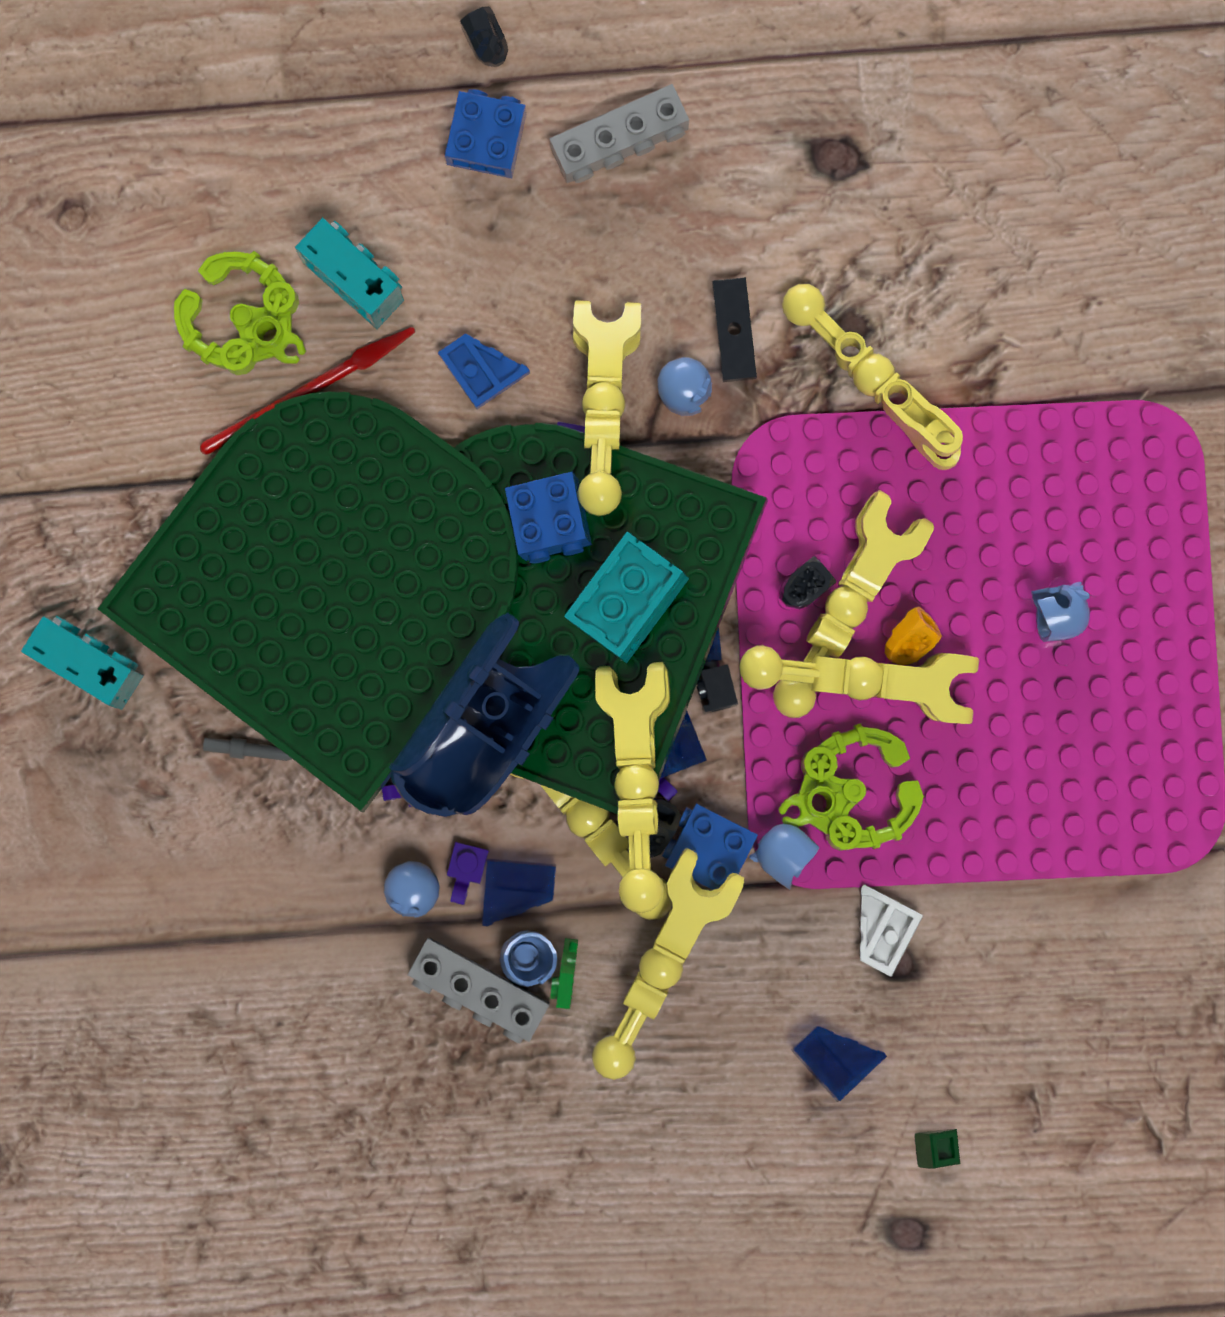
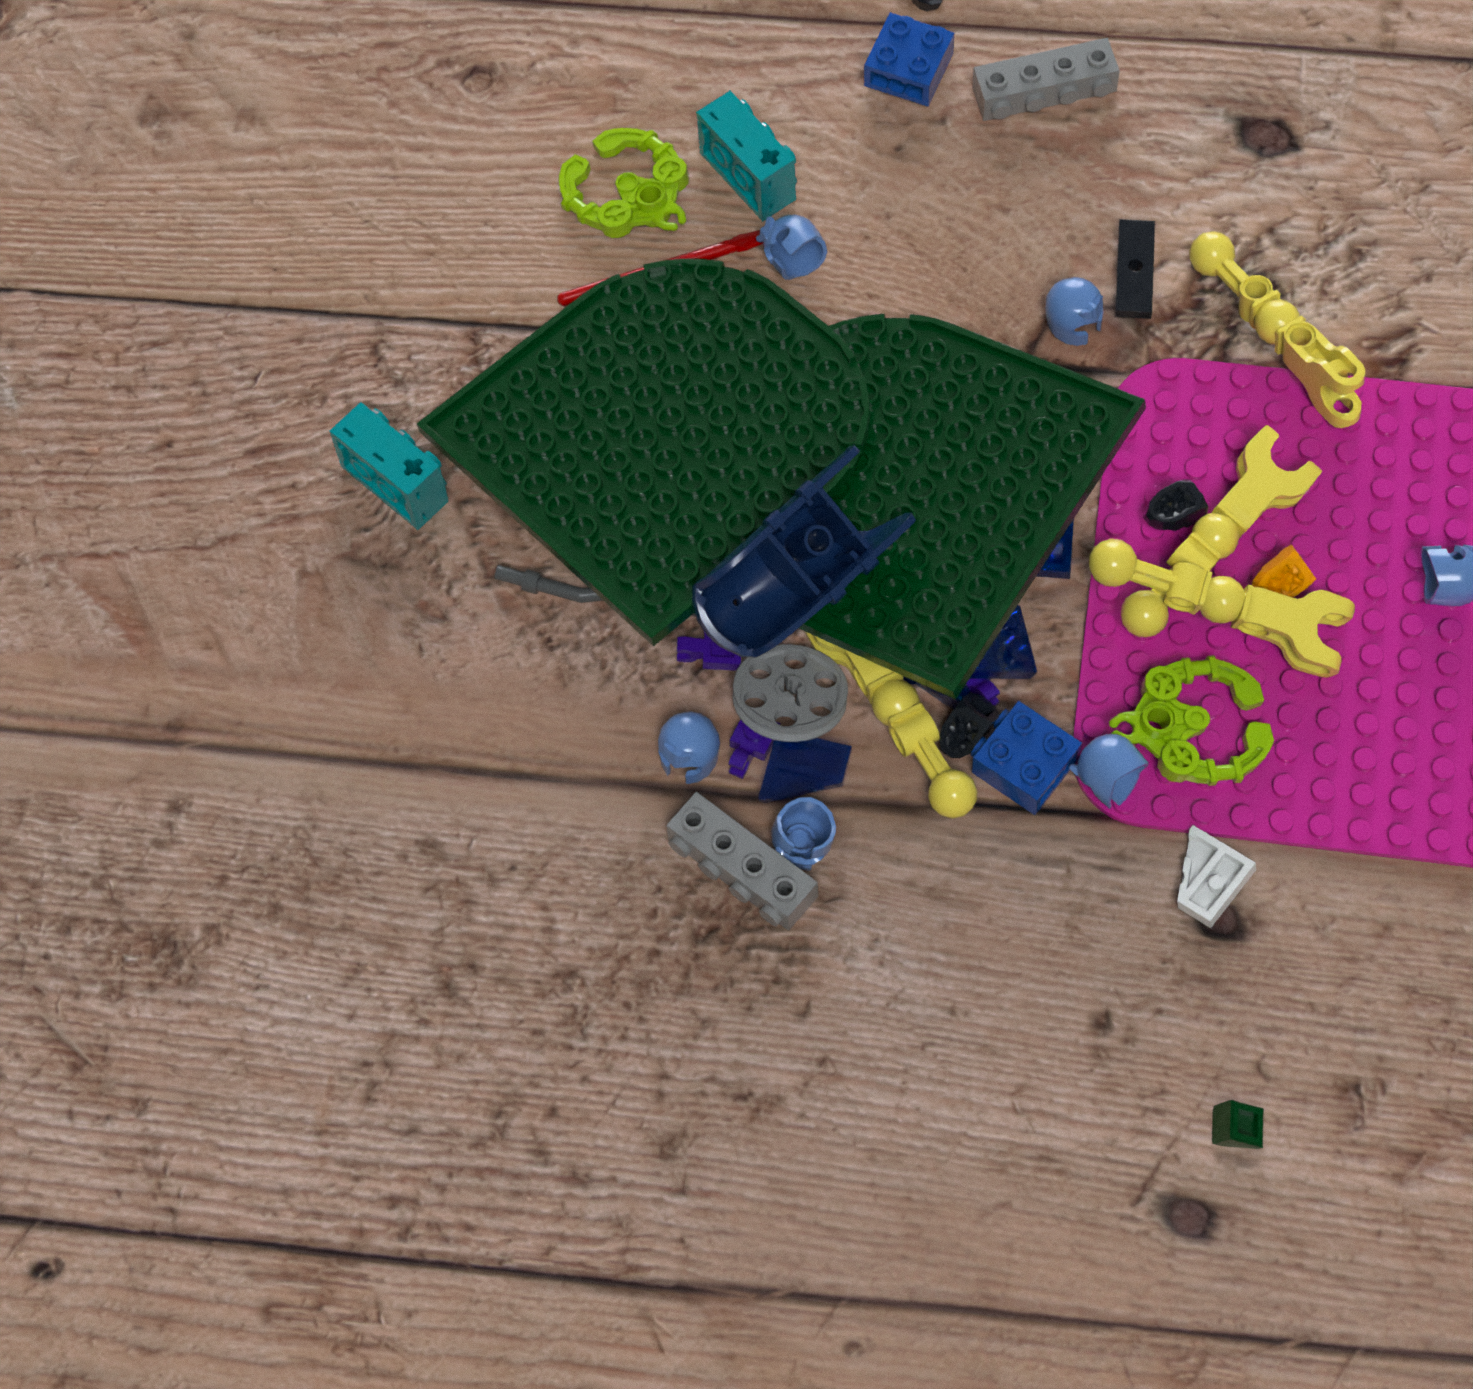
camera: 15 degrees right, 20 degrees down
(410, 361) = (792, 245): none -> medium blue helmet
(481, 369) = (864, 268): blue wing -> none
(508, 825) = (781, 703): none -> light grey wedge
(548, 517) = (909, 388): blue brick -> none
(563, 985) = (838, 863): green wing -> none
(603, 401) = (986, 300): light yellow piece -> none
(626, 597) = (978, 466): teal piece -> none
(636, 781) = (958, 642): light yellow piece -> none
(663, 964) = (953, 856): light yellow piece -> none
(716, 687) = (1060, 601): black brick -> none
(836, 1060) = (1133, 1005): clear blue wing -> none

